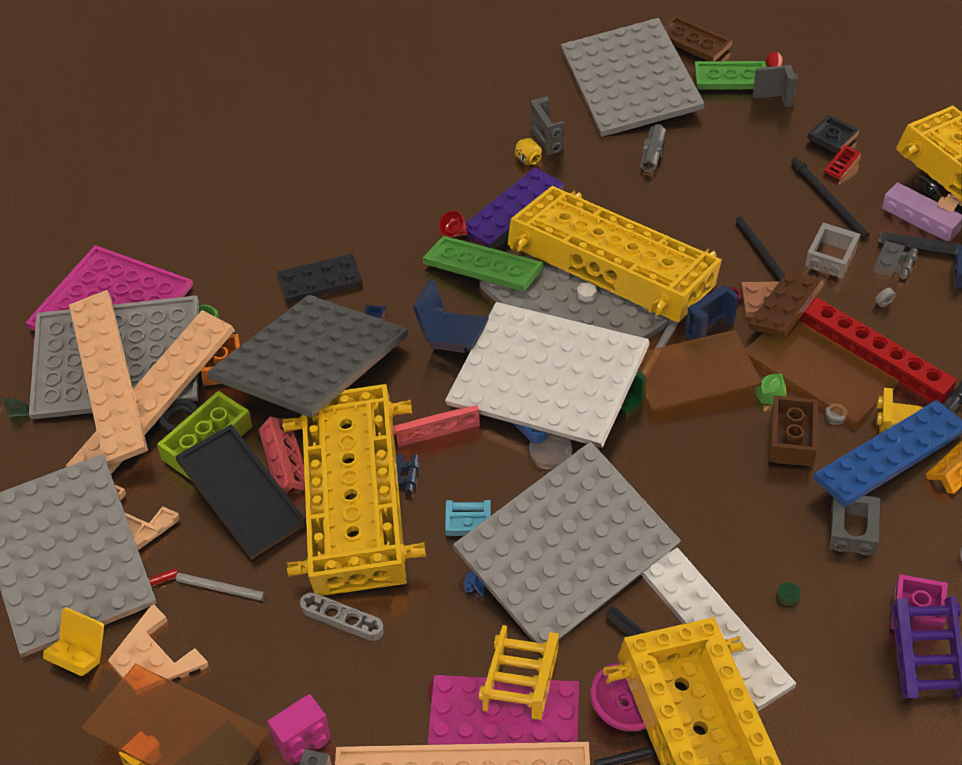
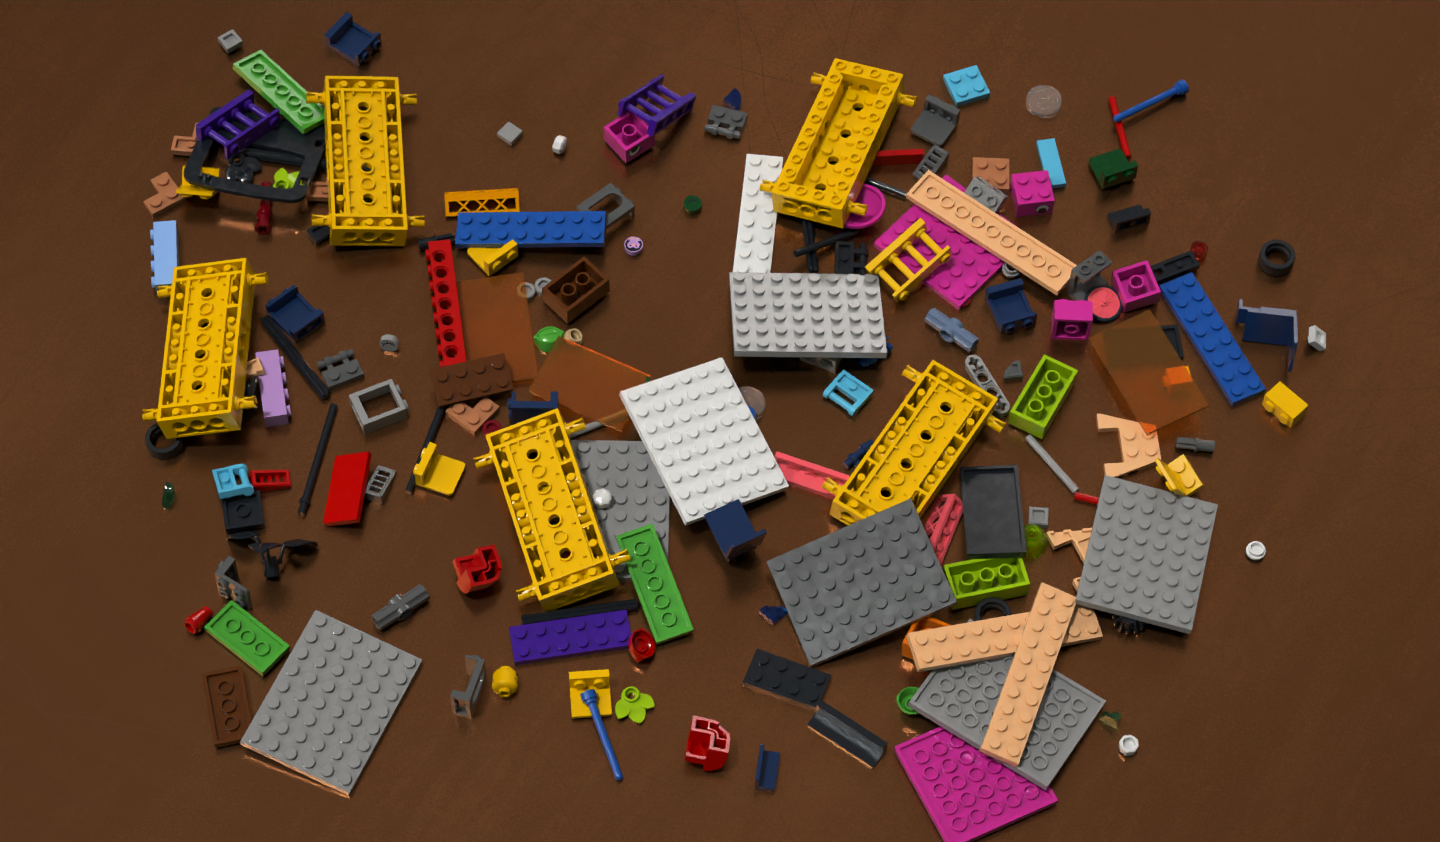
camera: 145 degrees left, 10 degrees up
(80, 701) = (1195, 444): none -> dark grey axle
(192, 505) = (1035, 544): none -> clear neon green piece
(199, 530) = (1038, 516): none -> light grey tile
(237, 273) = (847, 734): none -> black panel
(272, 632) = (1043, 396): none -> lime brick
(283, 214) = (767, 770): none -> dark blue panel
(326, 651) = (1013, 372): none -> dark grey tile
(339, 194) = (707, 743): none -> red brick
(379, 712) = (1010, 306): none -> dark blue panel
(421, 644) = (951, 330): none -> sand blue piece
(424, 197) = (634, 707): none -> lime plate
(454, 172) = (589, 698): none -> blue piece
(460, 180) = (586, 680): none -> yellow bracket
(590, 641) = (845, 256): none -> black plate
(622, 191) = (478, 570): none -> red brick
(629, 625) = (825, 242): none -> black bar
(735, 239) = (438, 471): none -> yellow bracket
(751, 394) = (573, 335): none -> tan plate
(760, 197) = (375, 496): none -> dark grey slope
(769, 135) = (269, 562): none -> black plant
(781, 186) = (347, 489): none -> red tile
(795, 515) = (633, 246): none -> lavender tile
(826, 427) = (540, 283): none -> light grey tile
(857, 712) = (726, 118): none -> dark grey plate
(866, 135) = (226, 482): none -> medium azure plate
(874, 738) = (733, 99): none -> clear blue tile
(894, 112) = (168, 495): none -> clear green tile

